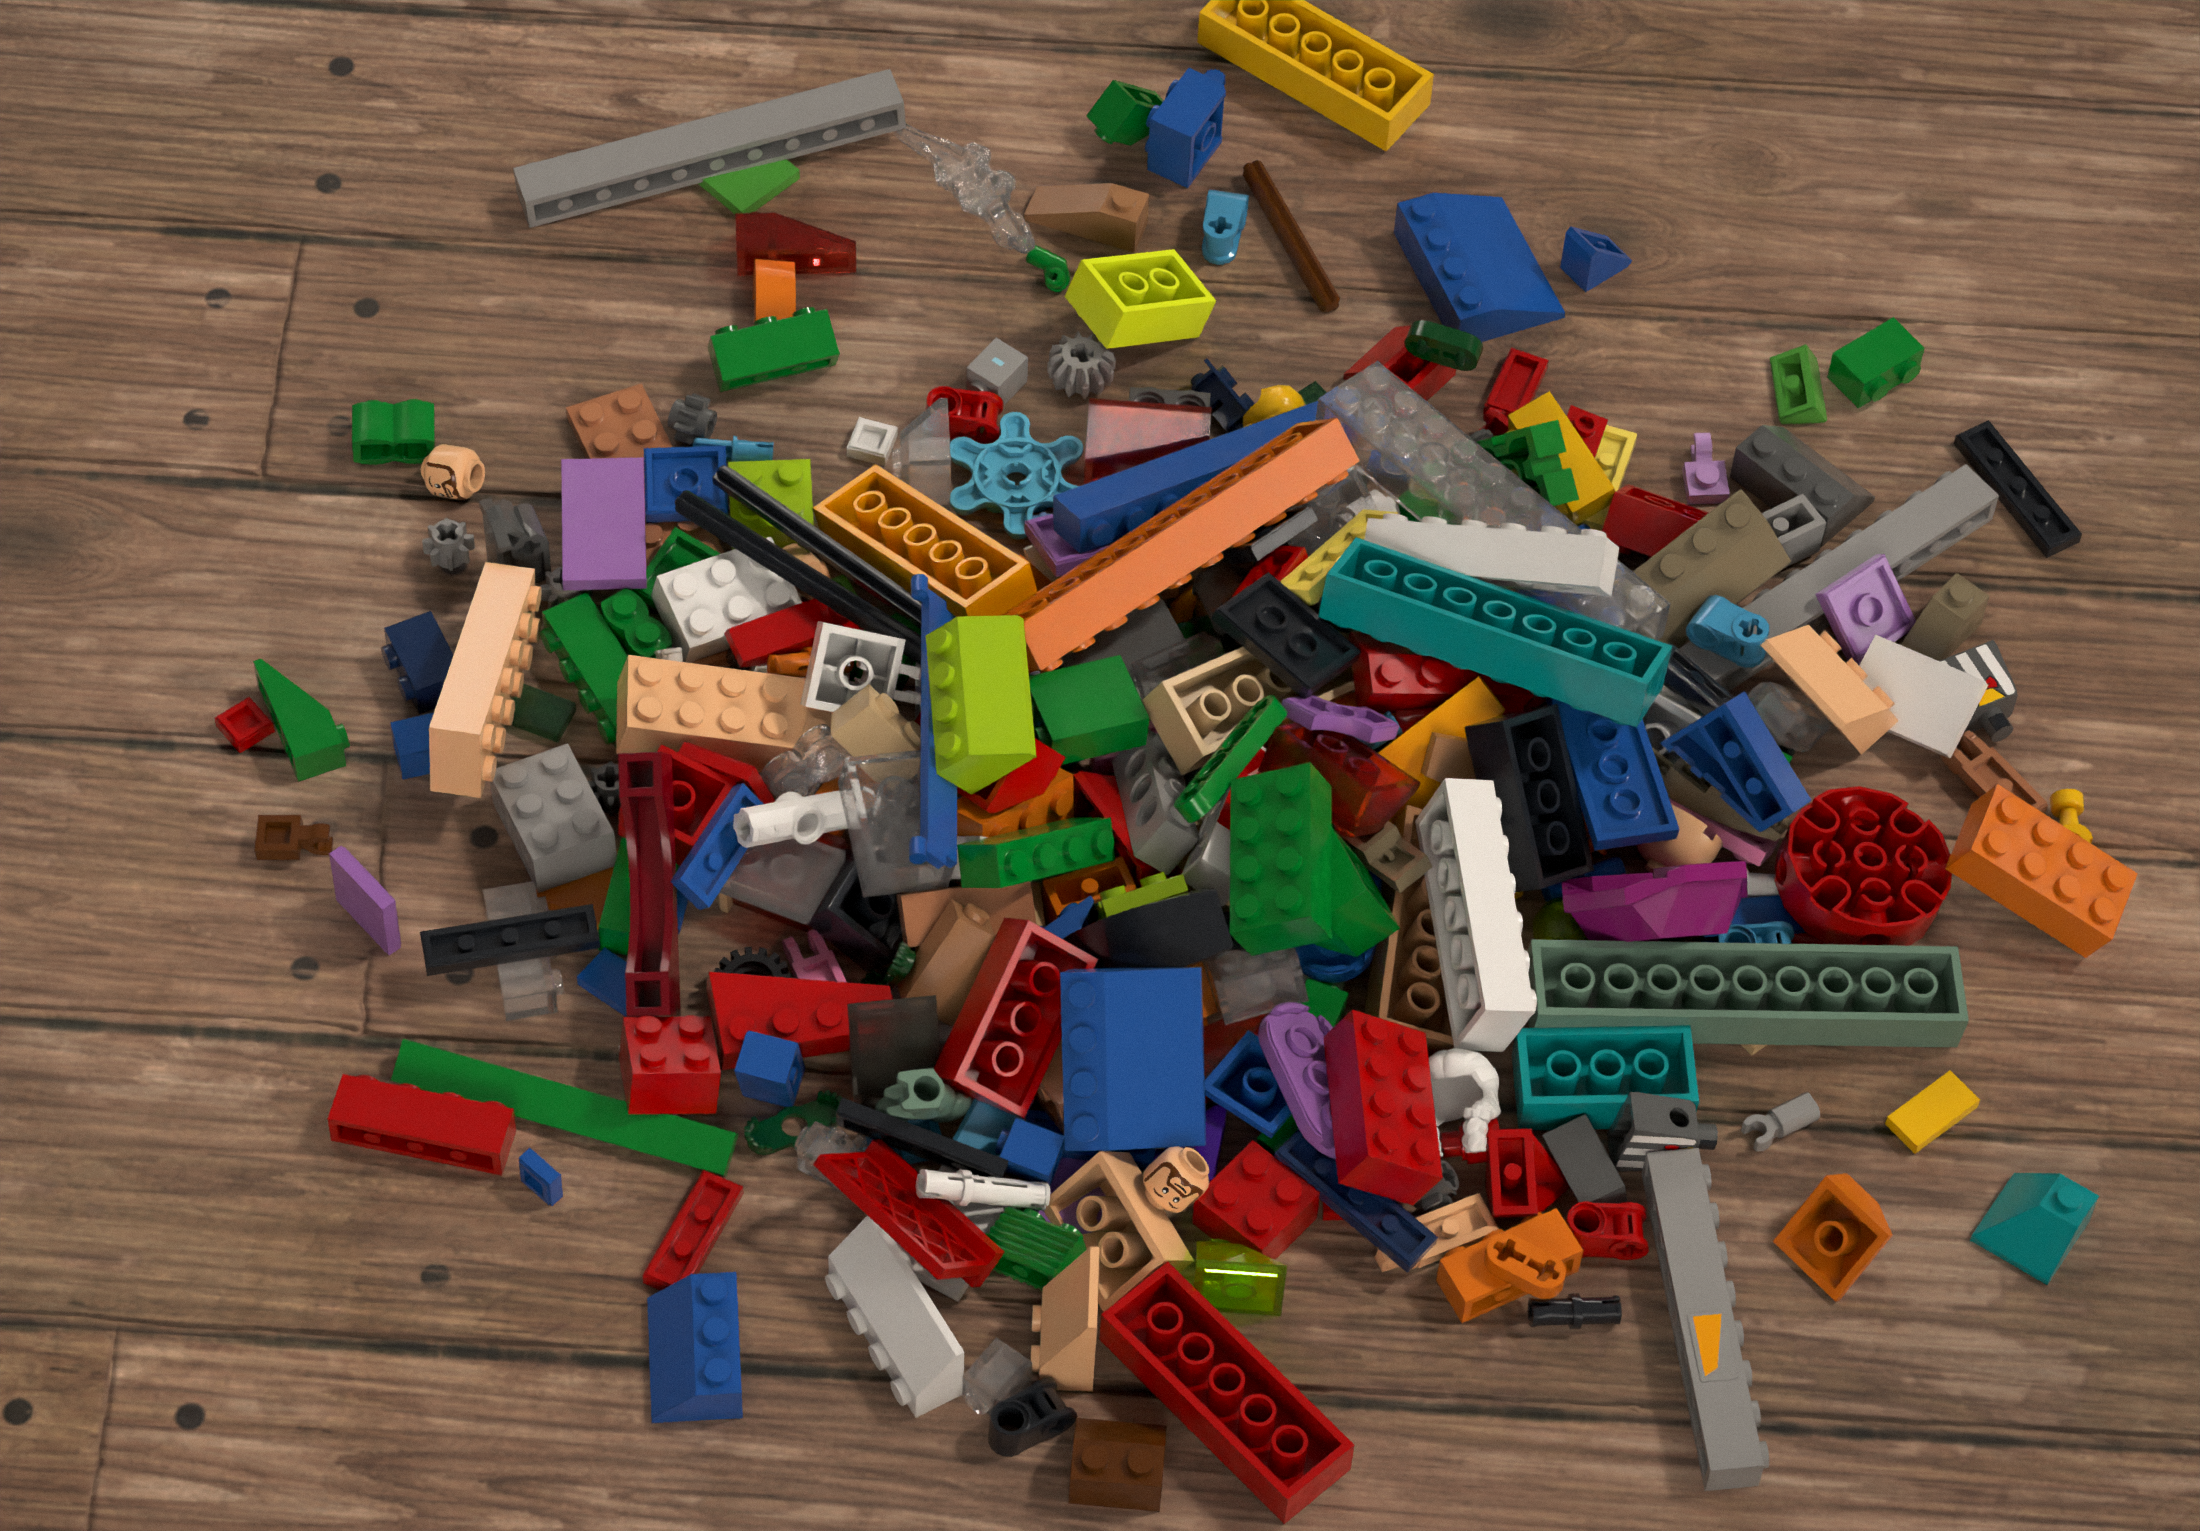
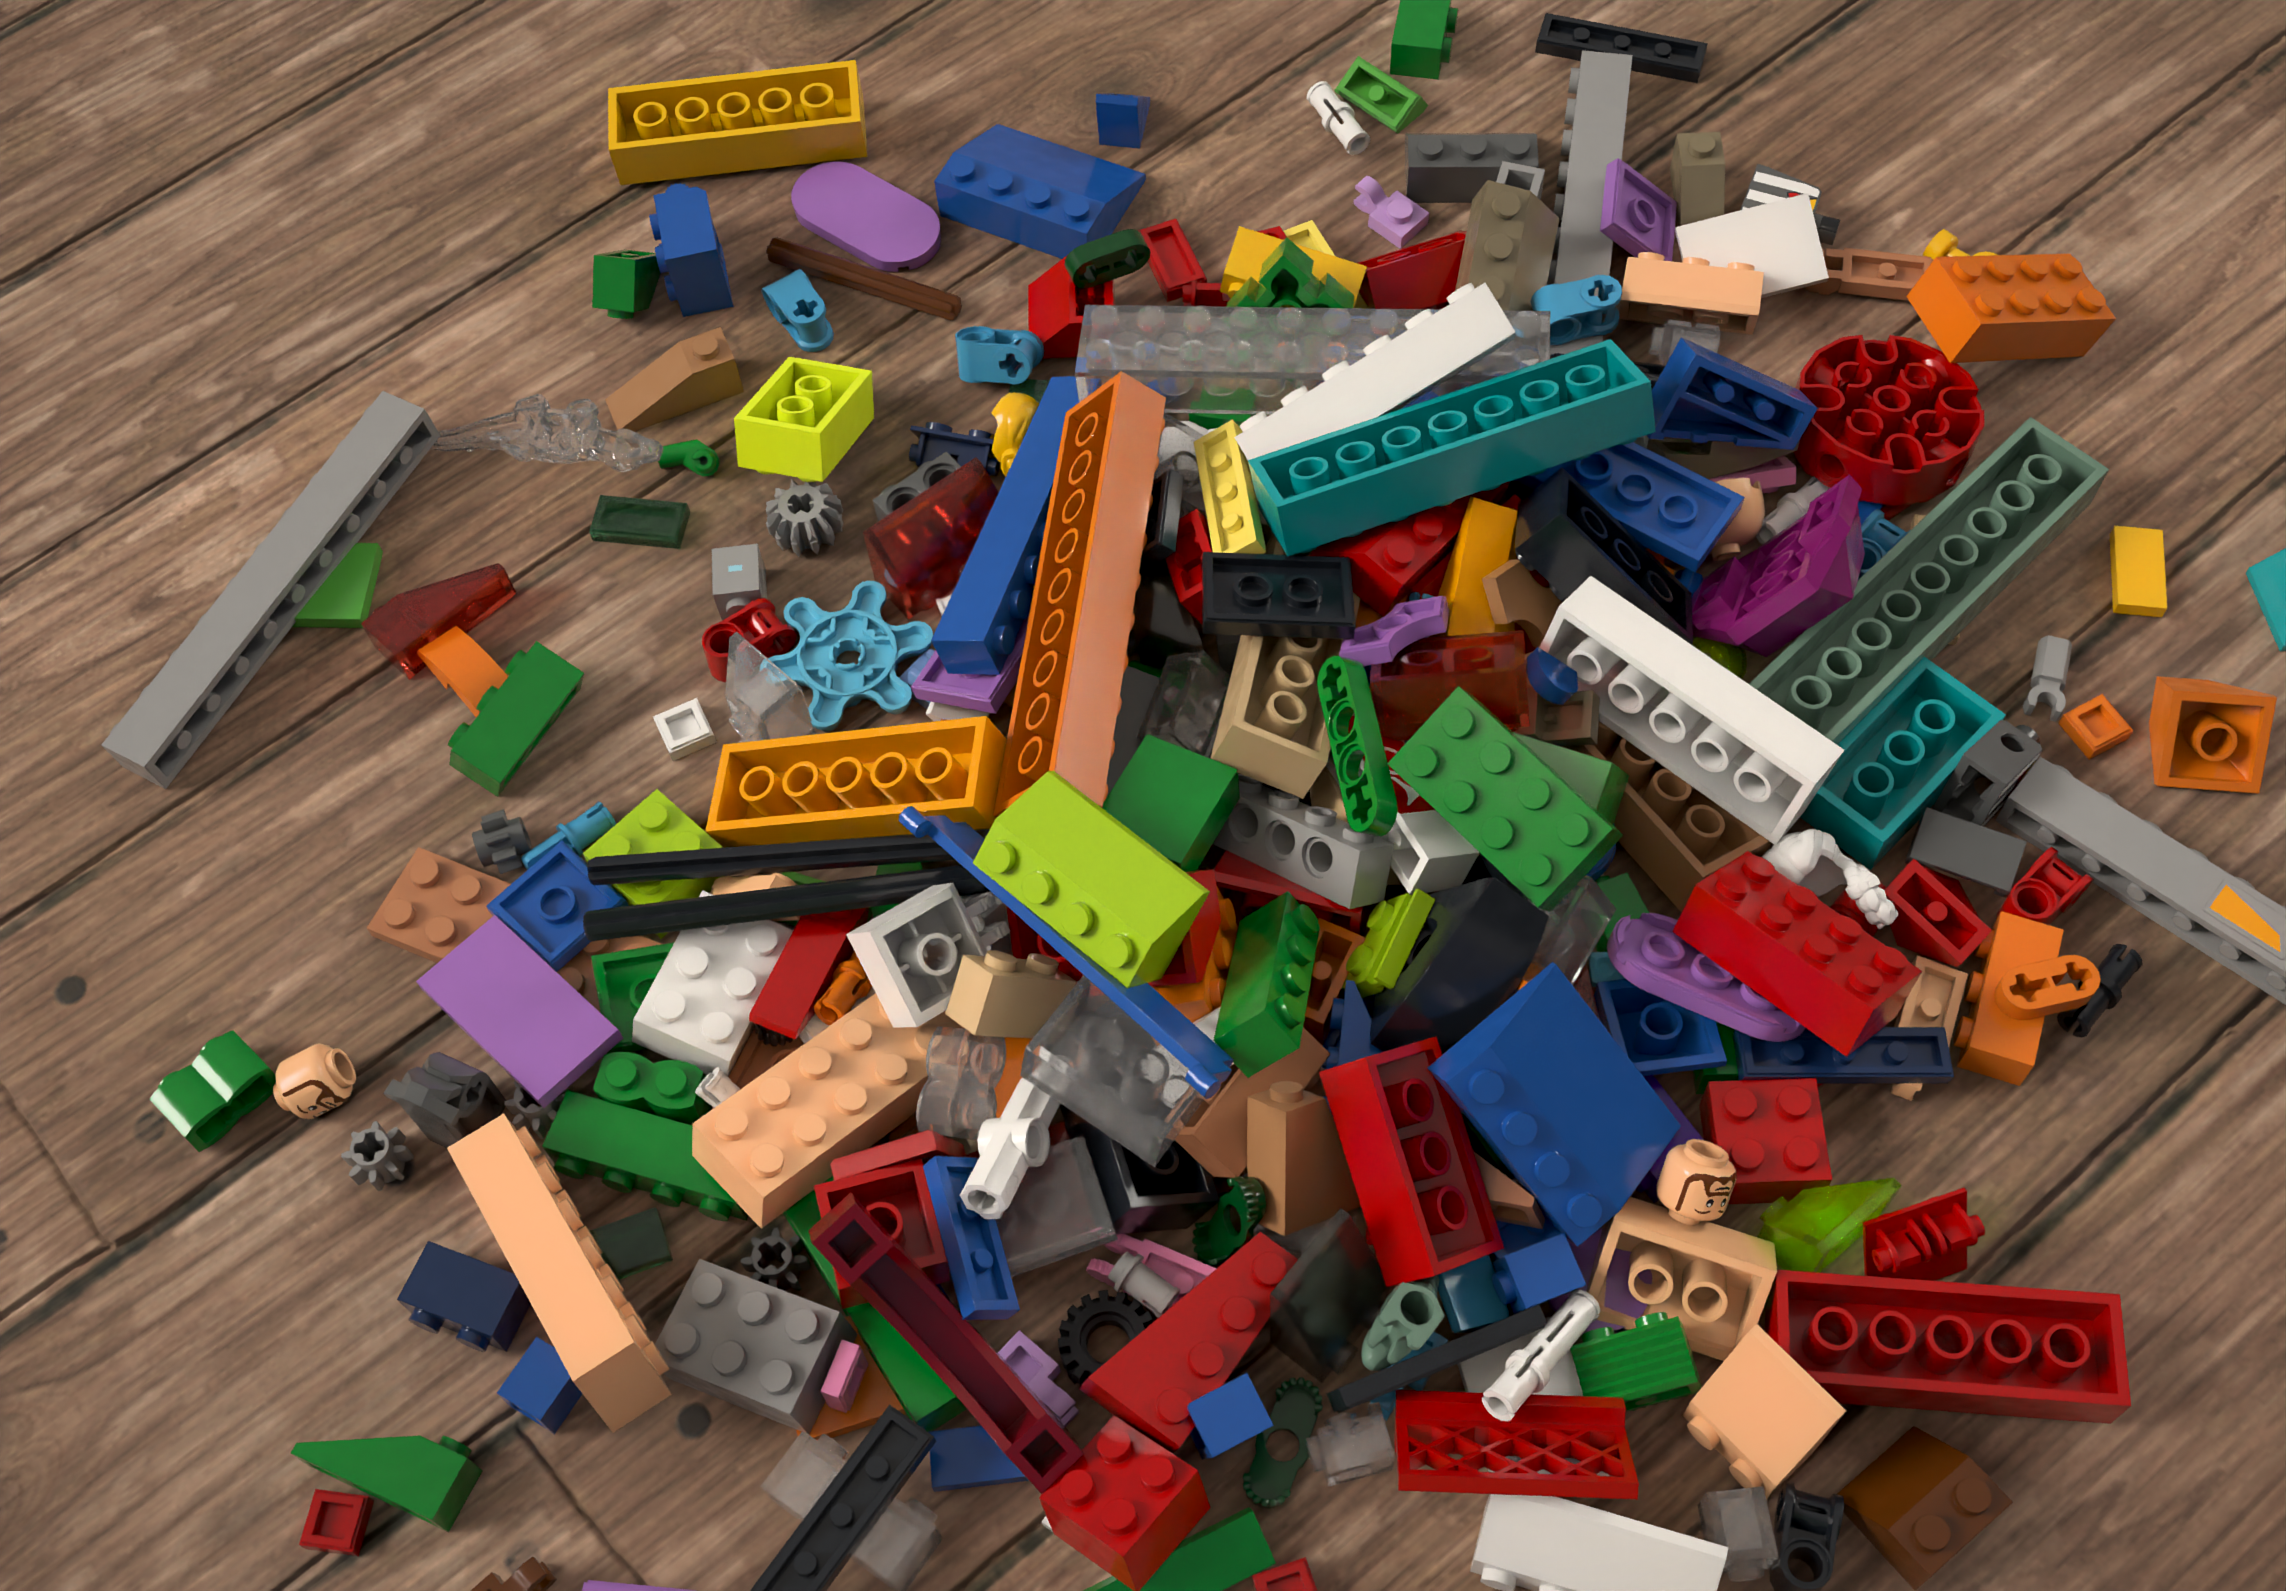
camera: 35 degrees left, 5 degrees up
(585, 875) = (844, 1376): none -> bright pink tile
(693, 969) = (1038, 1373): none -> lavender plate
(799, 957) = (1143, 1284): none -> light grey pin
(977, 286) = (639, 522): none -> clear green tile
(1277, 1325) = (1922, 1239): none -> red hinge
(1317, 355) = (997, 354): none -> dark azure piece
(1339, 193) = (866, 216): none -> medium lavender tile
(1406, 825) = (1551, 677): none -> blue tile
(1744, 378) = (1350, 132): none -> white pin
(1777, 1175) = (2095, 726): none -> orange tile

